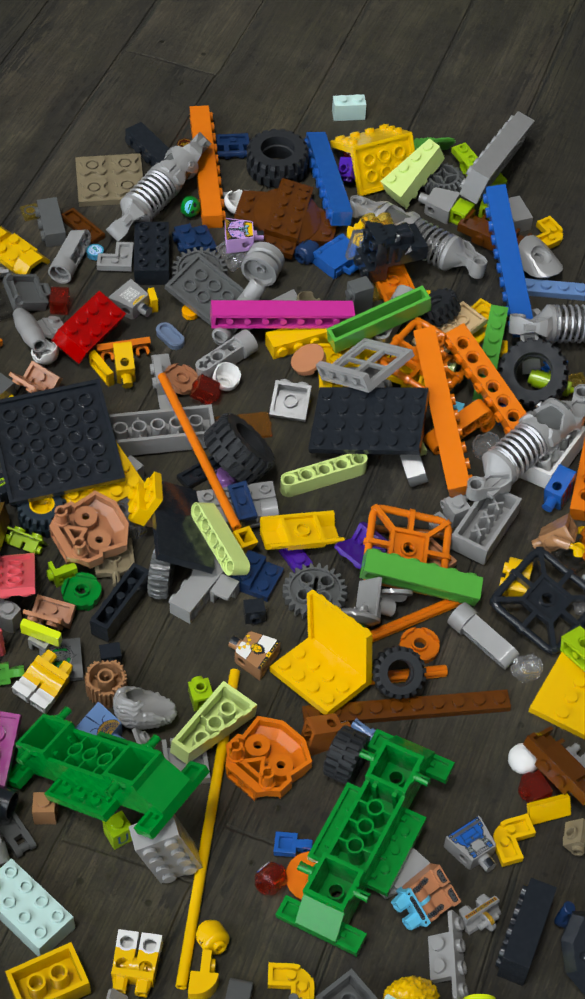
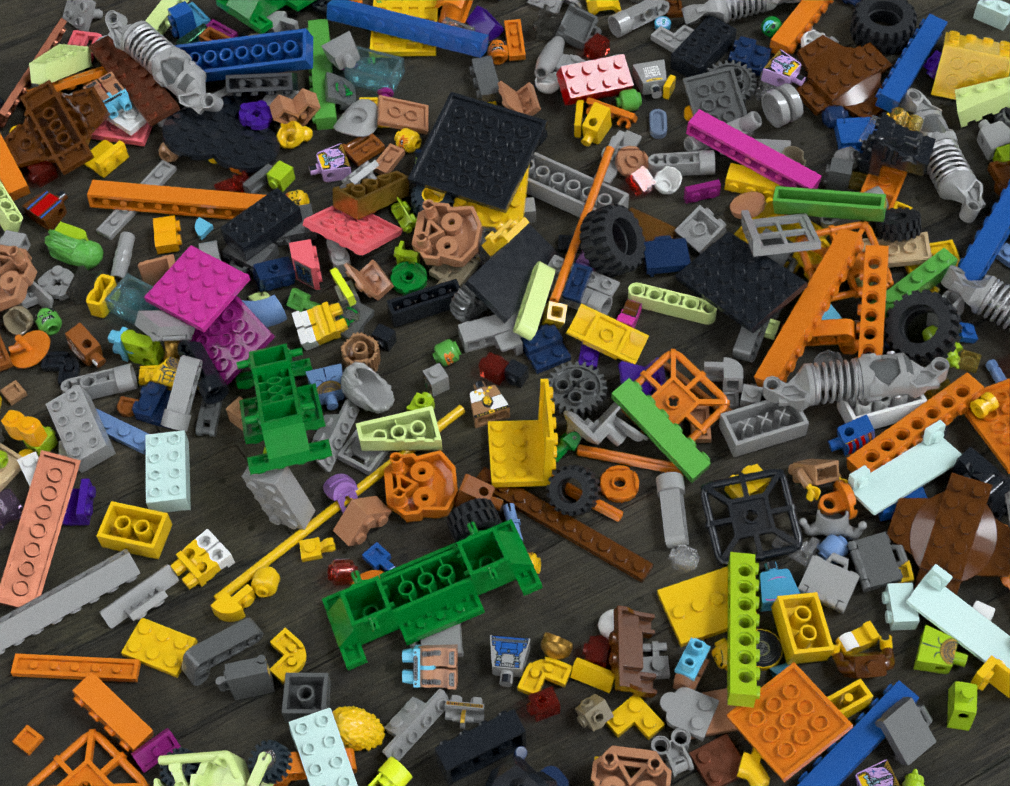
camera: 45 degrees right, 5 degrees up
(131, 328) = (629, 100): none -> bright green head
(178, 632) = (446, 352): none -> bright green head
(192, 660) = (436, 379): none -> light grey brick
(200, 810) = (339, 487): none -> medium lavender piece
(223, 879) = (312, 548): none -> yellow plate
(231, 619) = (493, 368): none -> clear red brick
(247, 817) = (359, 518): none -> nougat brick
(261, 369) = (702, 191): none -> magenta plate
(285, 437) = (665, 255): none -> dark blue piece
(298, 502) = (630, 313): none -> leg
(347, 275) = (848, 153): none -> light grey head
(422, 500) = (728, 371): none -> light grey brick
(501, 808) = (556, 646): none -> pearl gold hair
(535, 860) = (543, 704): none -> clear red brick

